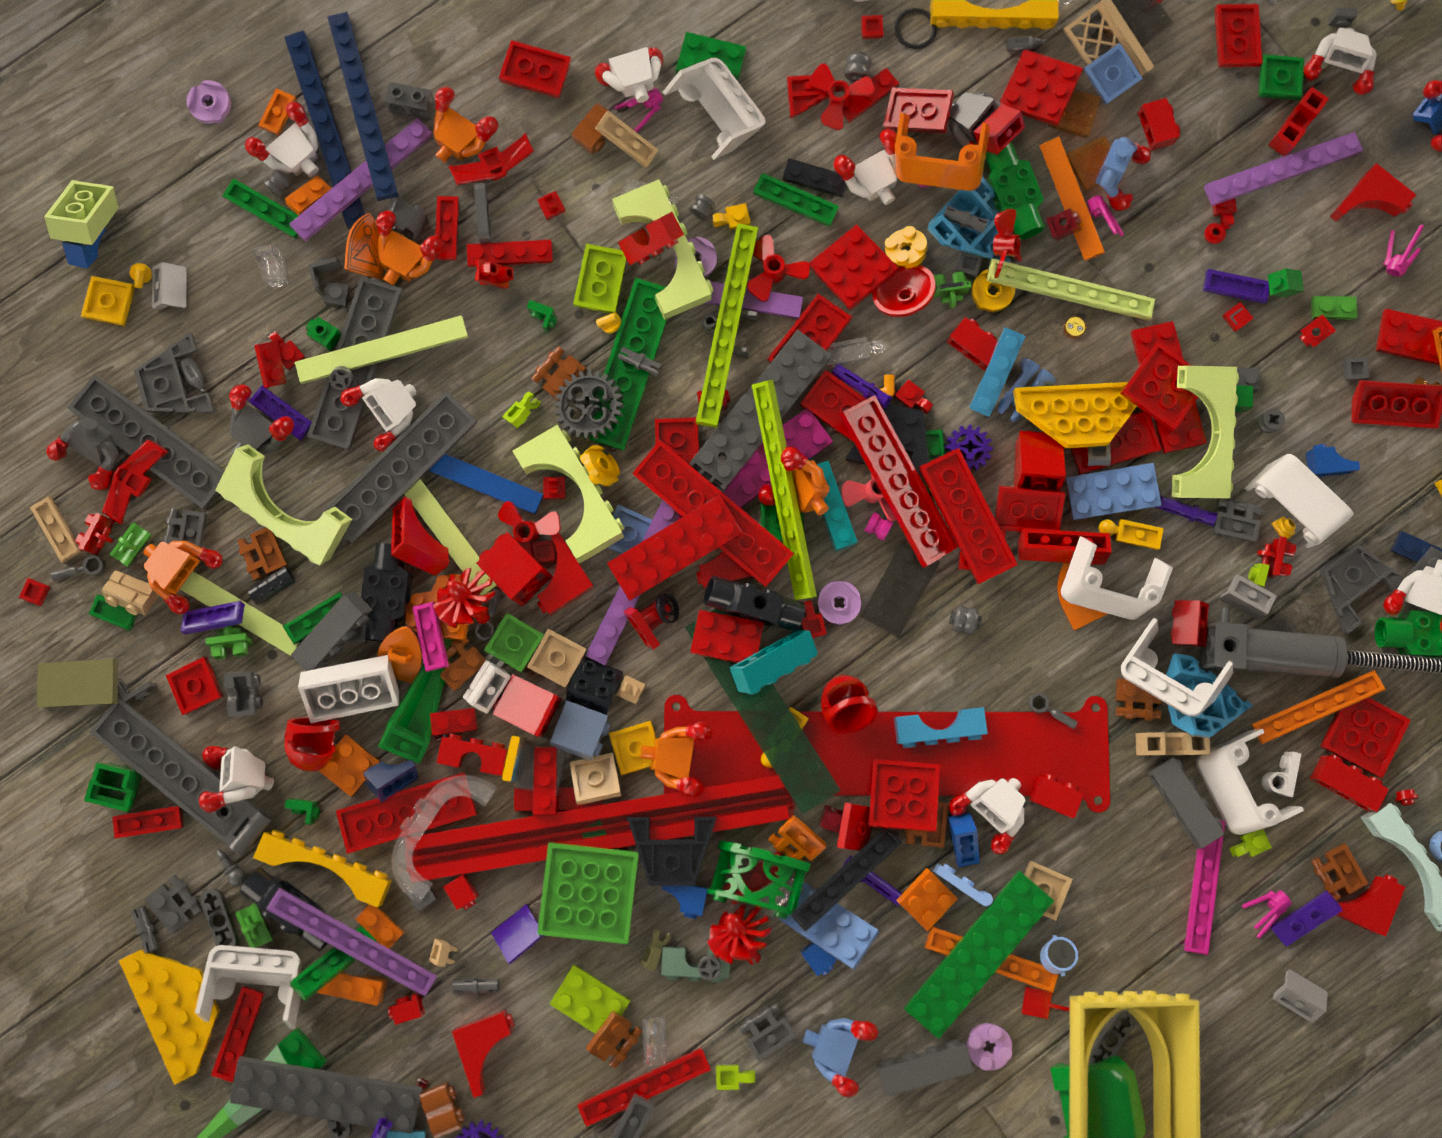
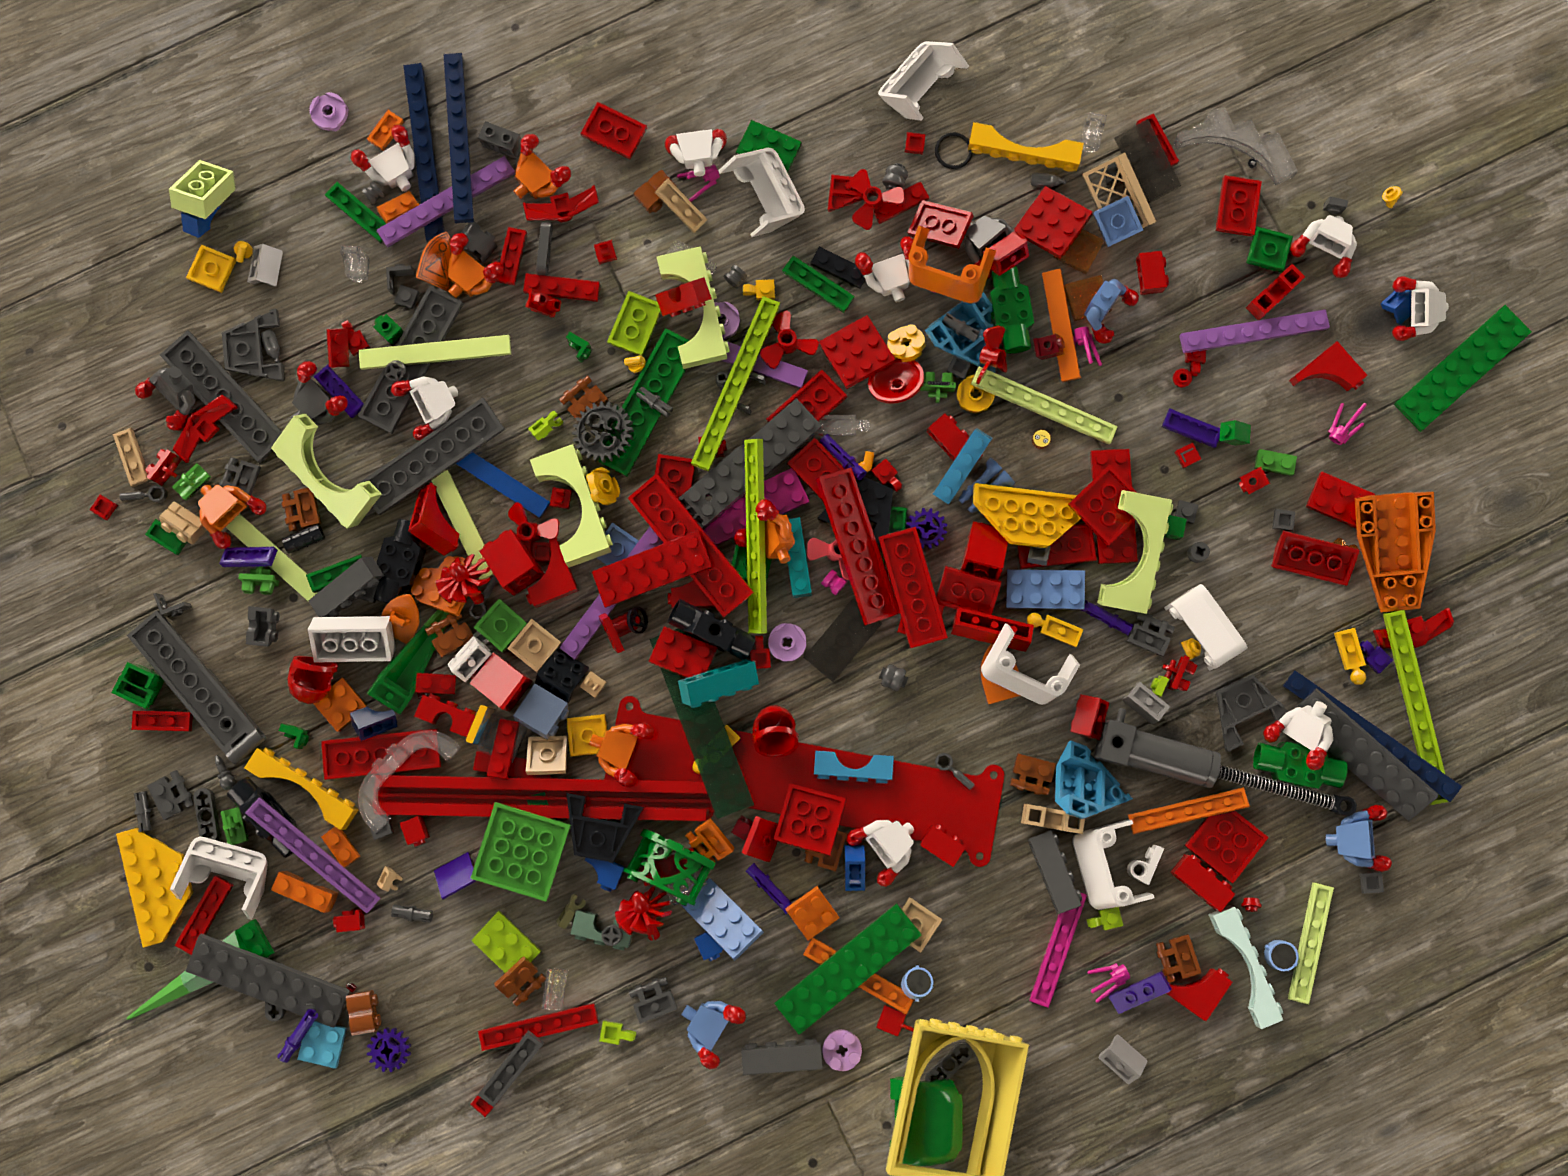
camera: 20 degrees right, 0 degrees up
(77, 683) = (124, 592): olive tile -> none
(194, 686) = (222, 612): red plate -> none
(240, 776) = (246, 696): white torso -> none
(323, 970) = (284, 874): green plate -> none
(430, 637) = (429, 608): dark pink tile -> none
(476, 1040) = (402, 961): red arch -> none
(846, 879) = (744, 881): black plate -> none
(963, 884) = (847, 906): light blue plate -> none
(1141, 671) = (1036, 749): white windscreen -> none
(1327, 462) = (1240, 598): blue arch -> none

